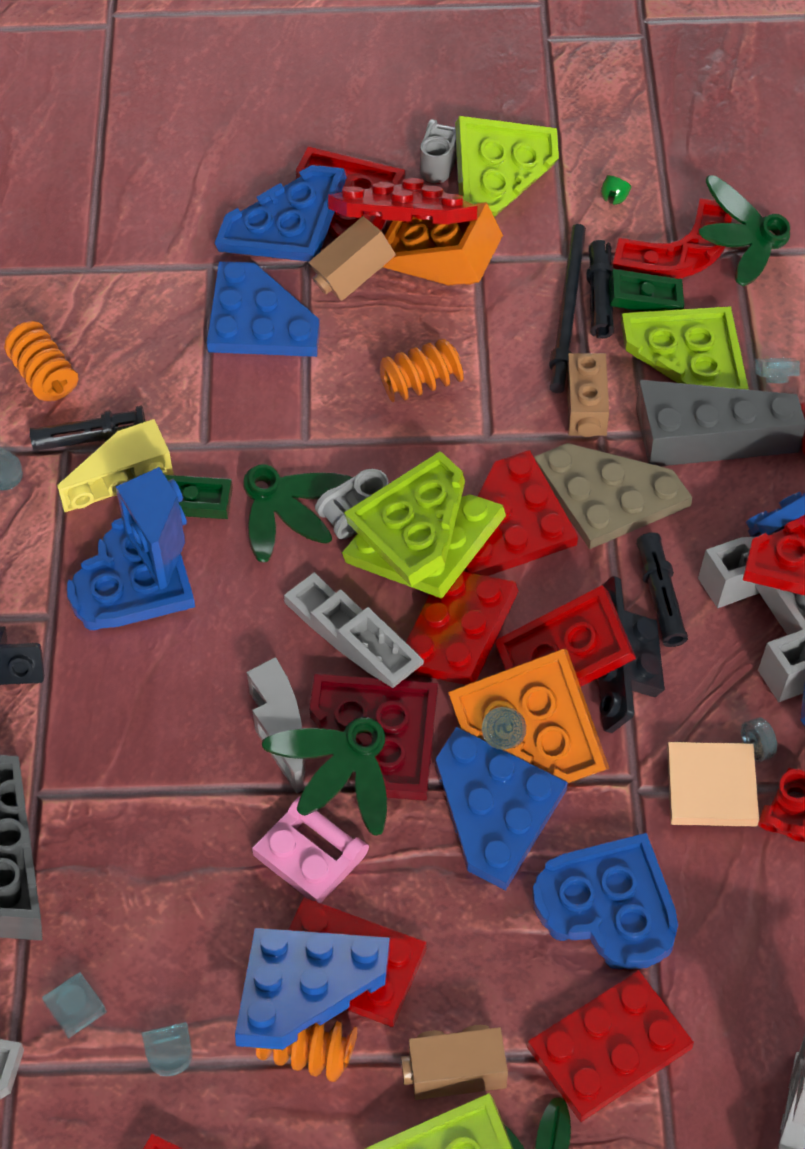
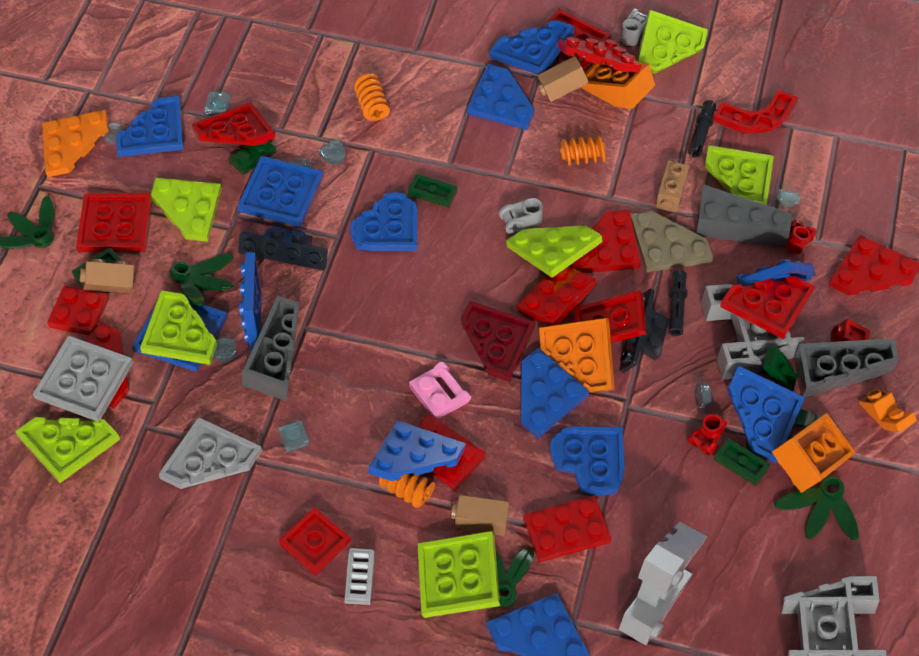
camera: 15 degrees right, 0 degrees up
(44, 437) = (399, 145): black pin -> none
(118, 460) = (396, 165): light yellow slope -> none
(154, 522) = (406, 198): blue slope -> none
(168, 1049) = (335, 470): clear light blue tile -> none
(276, 713) = (443, 320): light grey slope -> none
(280, 499) = (481, 204): dark green plant -> none
(334, 774) = (472, 348): dark green plant -> none
(353, 631) = (498, 283): light grey slope -> none
(412, 518) = (549, 229): lime plate -> none
(504, 728) = (563, 353): clear light blue tile -> none
(559, 356) = (679, 135): black bar -> none
(615, 188) = (731, 72): green hinge -> none
(645, 291) = (726, 136): dark green plate -> none
(712, 784) = (668, 412): light nougat tile -> none
(753, 230) = (803, 115): dark green plant -> none

